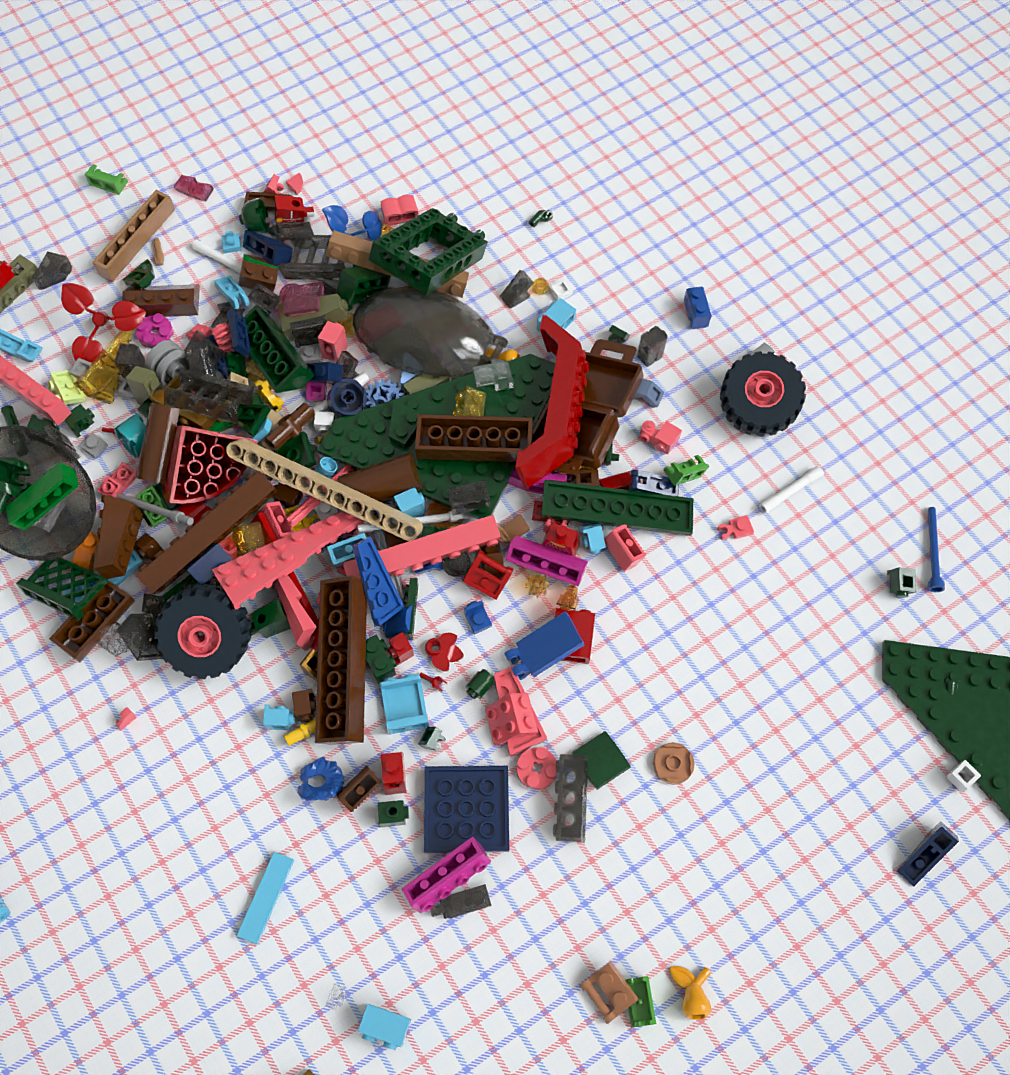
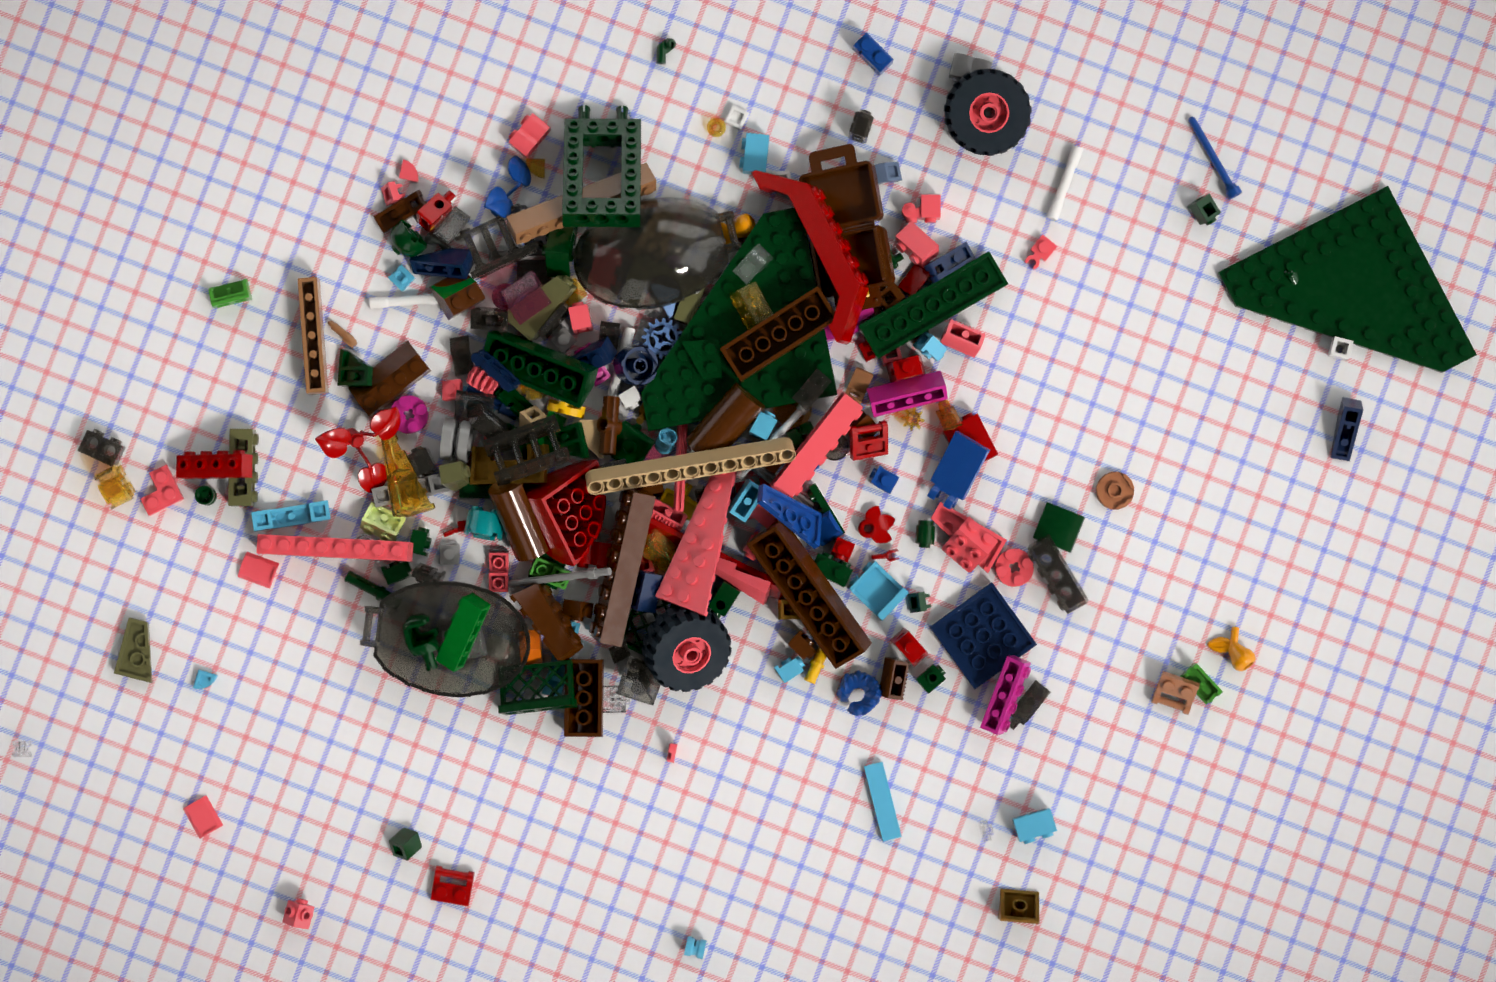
camera: 30 degrees left, 20 degrees up
(52, 270) = (268, 420): clear smoke slope -> none
(189, 186) = (317, 245): clear pink slope -> none
(231, 291) = (448, 330): medium azure hinge -> none
(264, 430) = (592, 445): medium azure tile -> none
(517, 289) = (700, 148): clear smoke slope -> none
(618, 333) = (821, 129): dark green tile -> none
(636, 453) = (916, 245): none -> coral brick
(686, 471) = (966, 229): bright green hinge -> none

